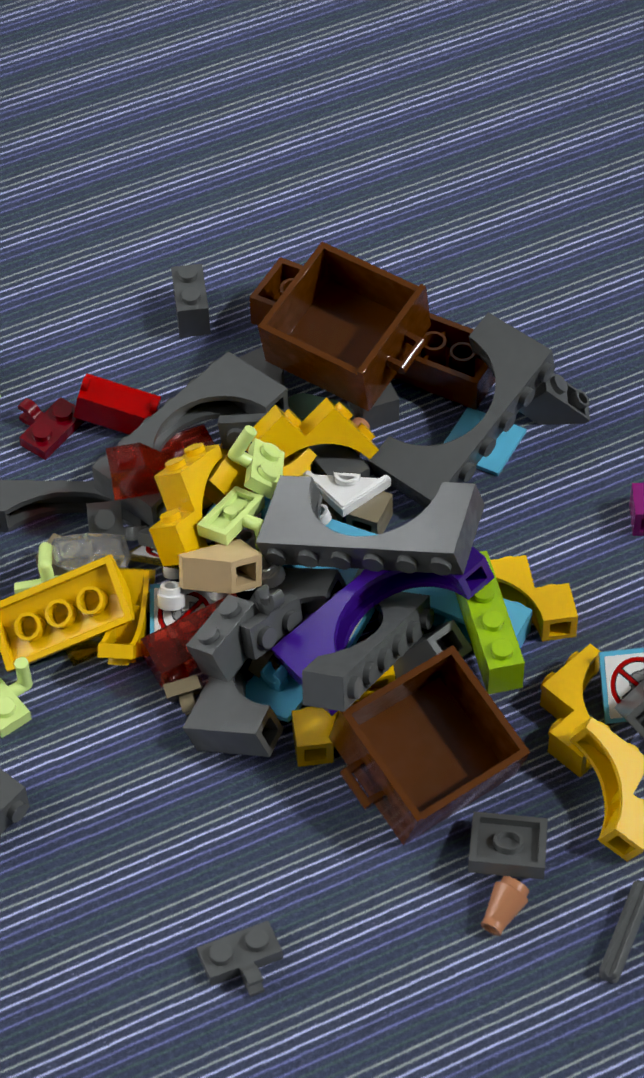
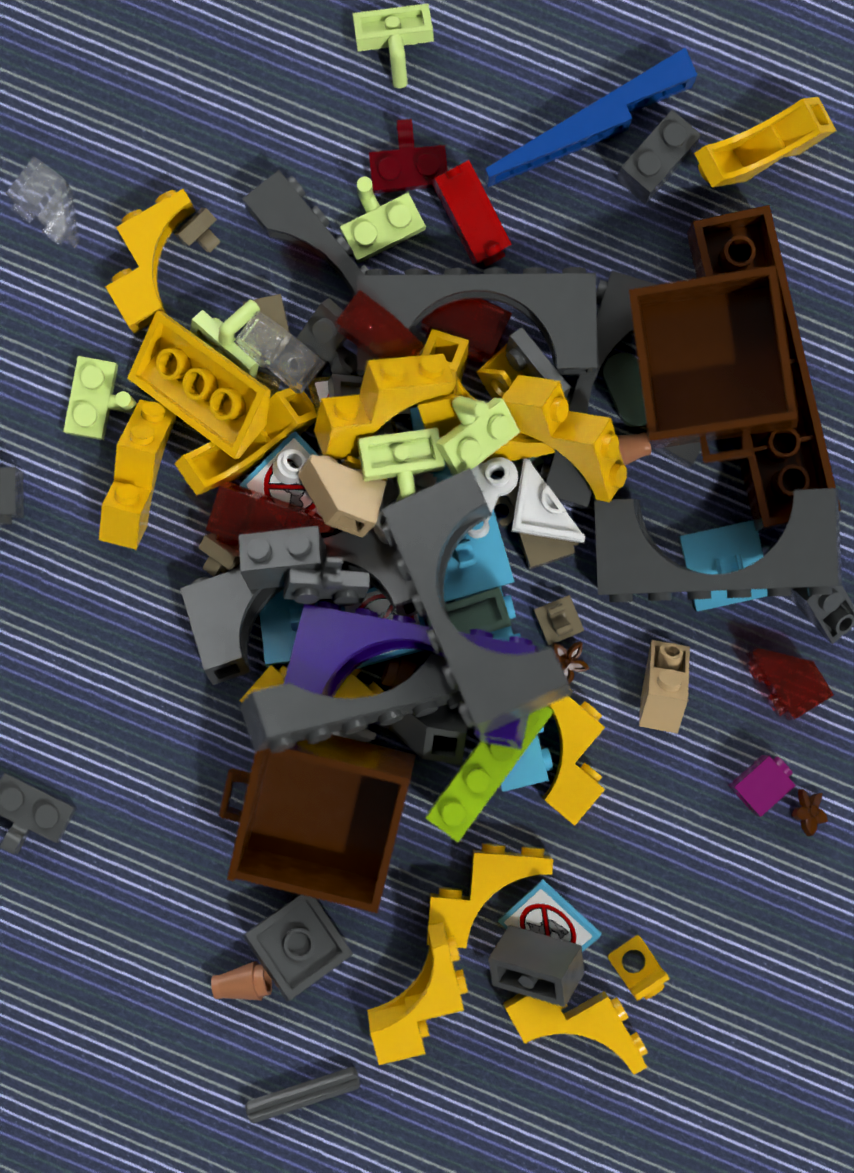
camera: 45 degrees right, 35 degrees up
(73, 460) = (381, 225): none -> yellowish green plate
(74, 695) = (135, 473): none -> yellow arch
(136, 311) = (599, 120): none -> blue slope
(240, 248) = (761, 146): none -> yellow arch
(532, 514) = (665, 686): none -> tan slope
(590, 450) = (792, 682): none -> clear red slope

